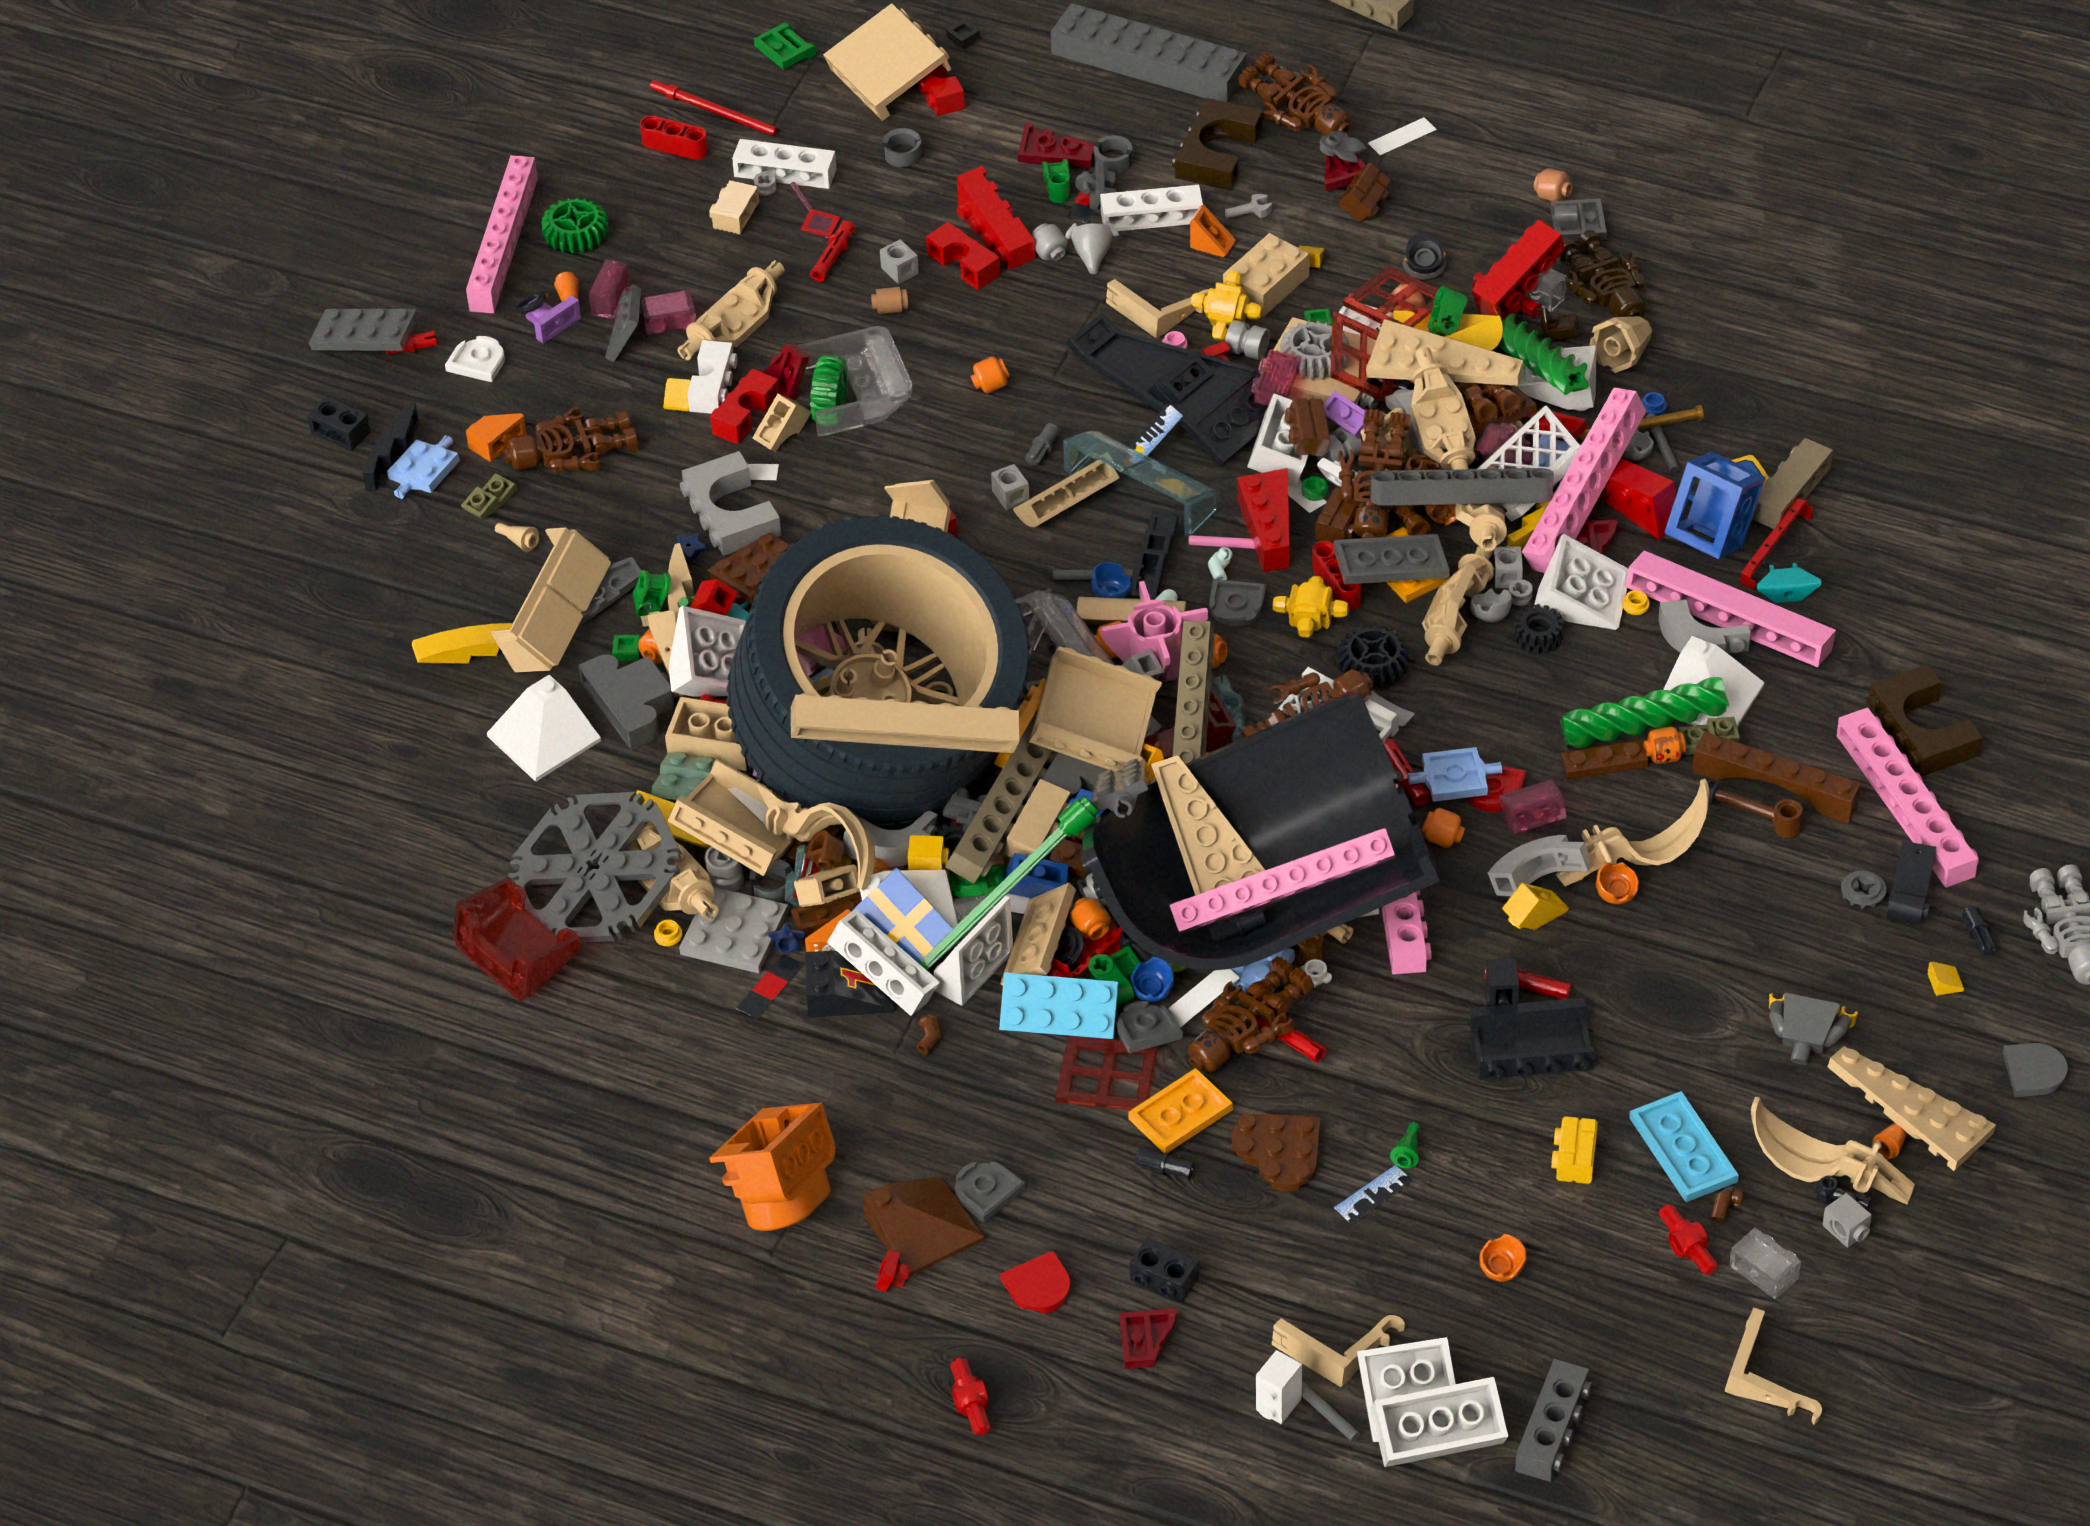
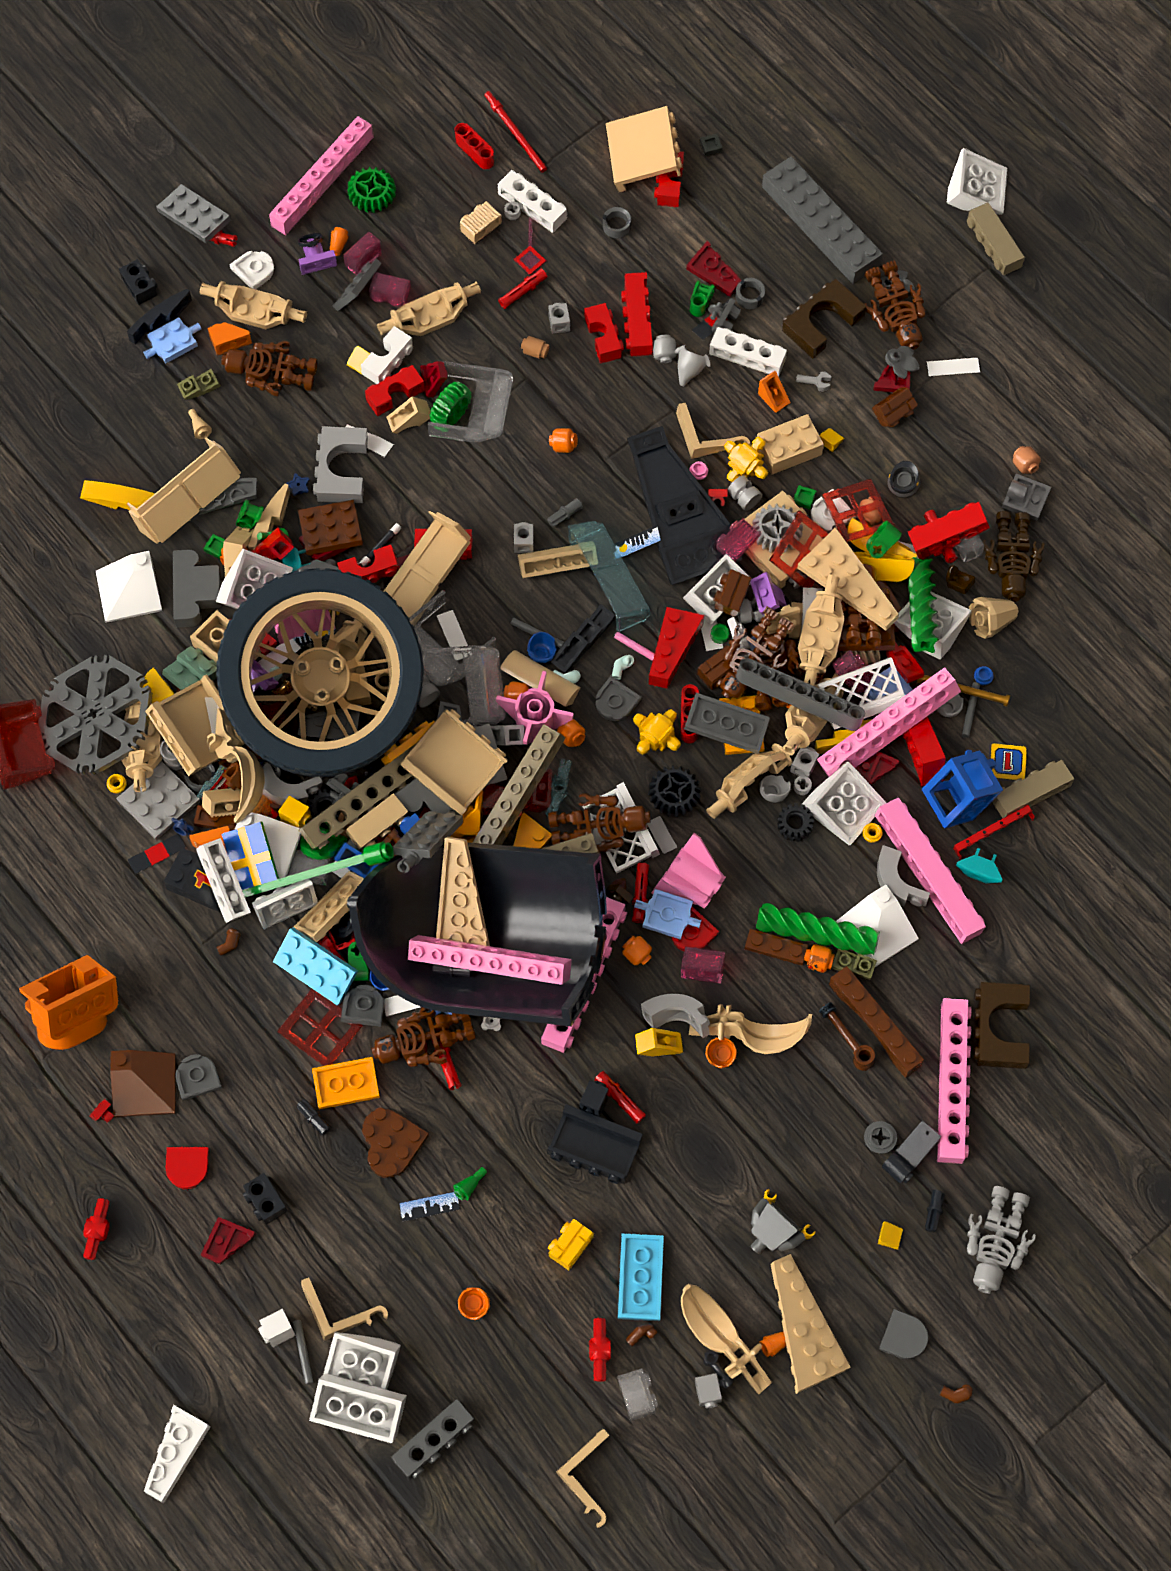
camera: 25 degrees right, 20 degrees up
(505, 393) = (252, 305): none -> tan plate
(781, 51) = (584, 102): green plate -> none
(904, 723) = (294, 738): tan brick -> none
(1458, 715) = (692, 874): none -> bright pink brick

